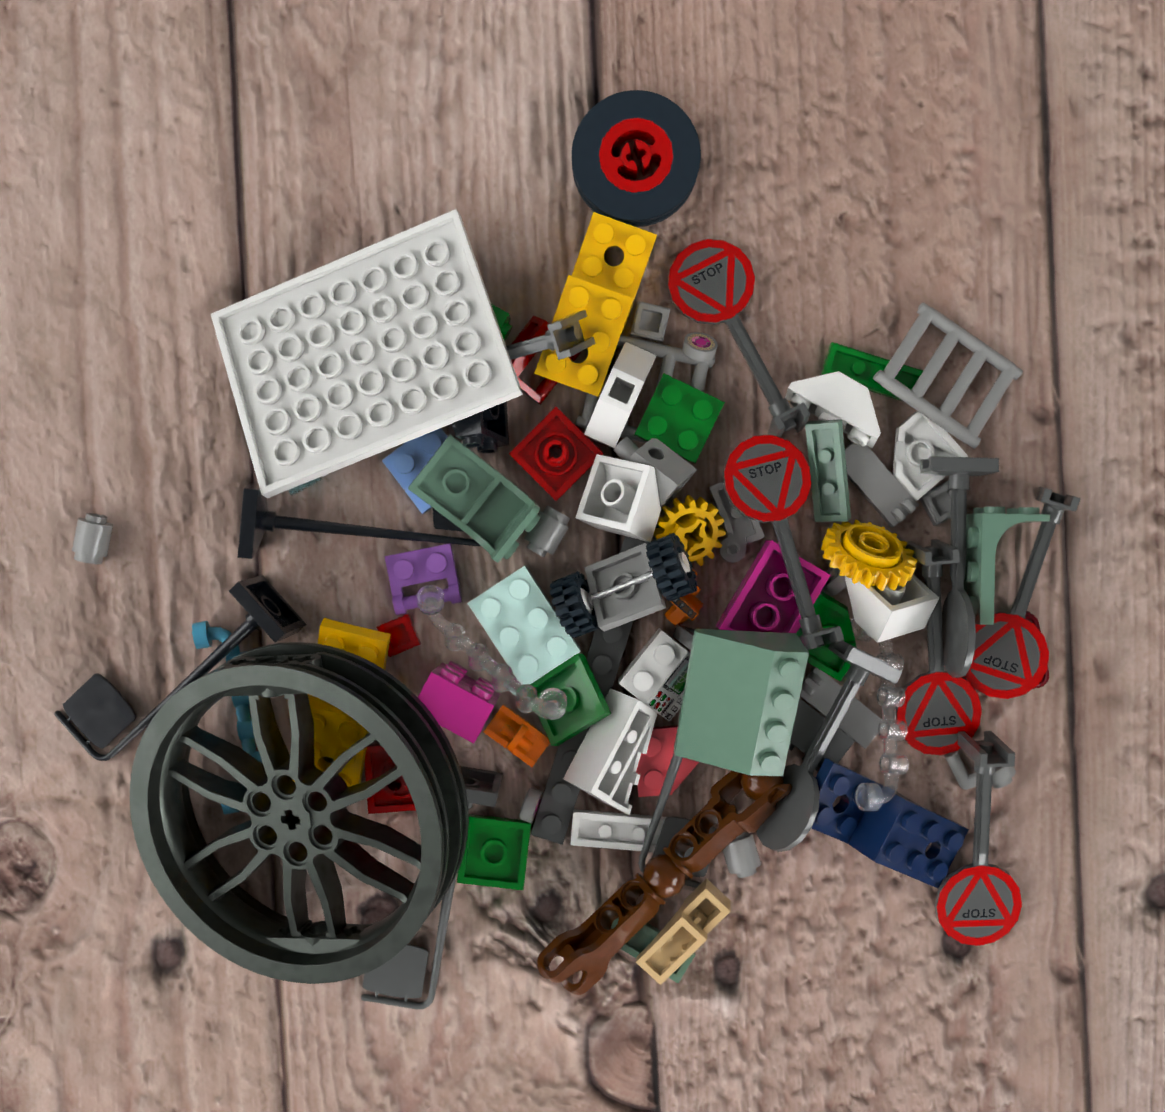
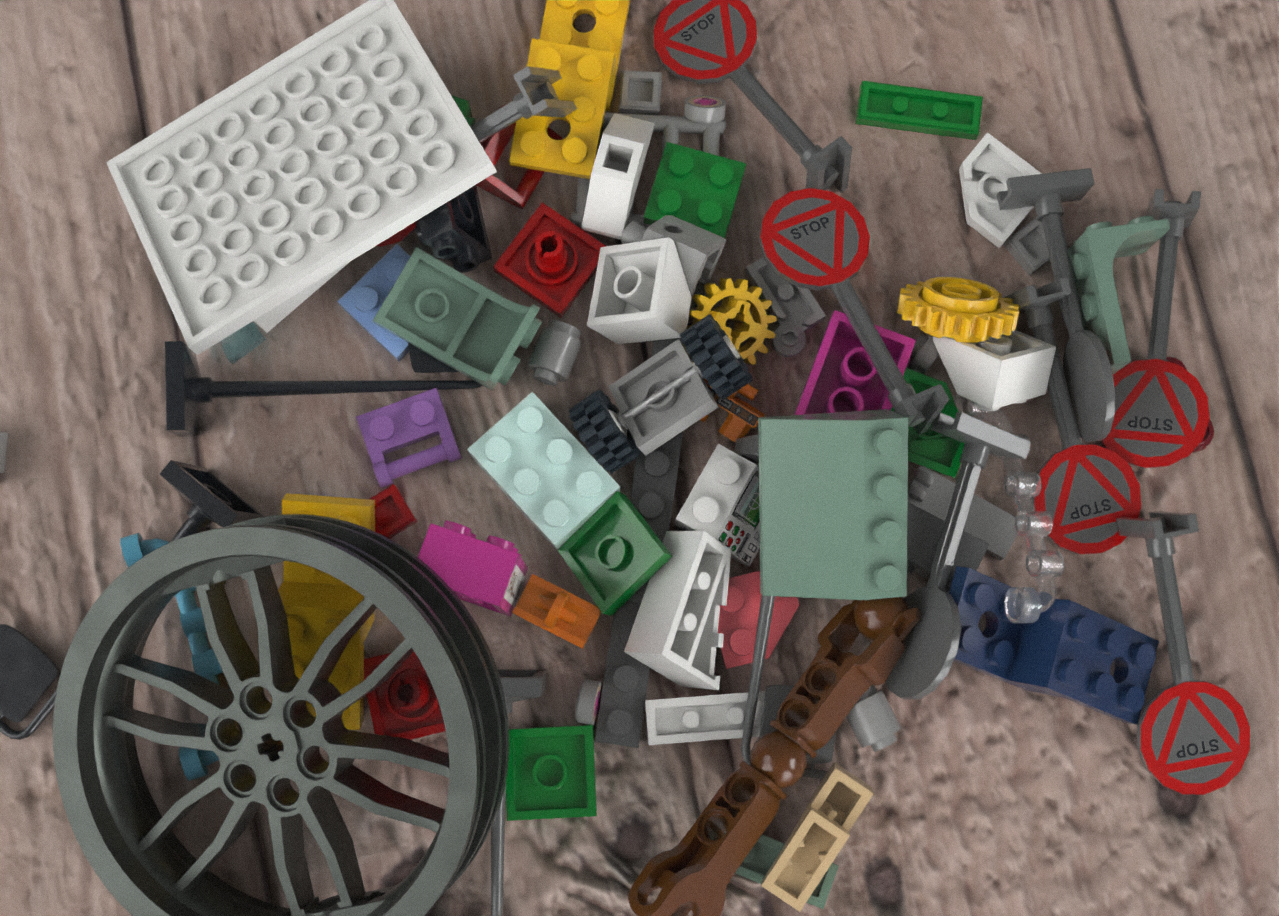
camera: 10 degrees left, 10 degrees down
(551, 702) = (592, 538): clear bar -> none
(828, 470) = (888, 223): sand green plate -> none
(838, 397) = (887, 146): white slope -> none
(878, 484) = (947, 233): light grey hinge -> none
(914, 396) = (1012, 137): light grey bar -> none
(966, 781) = (1183, 559): light grey plate -> none

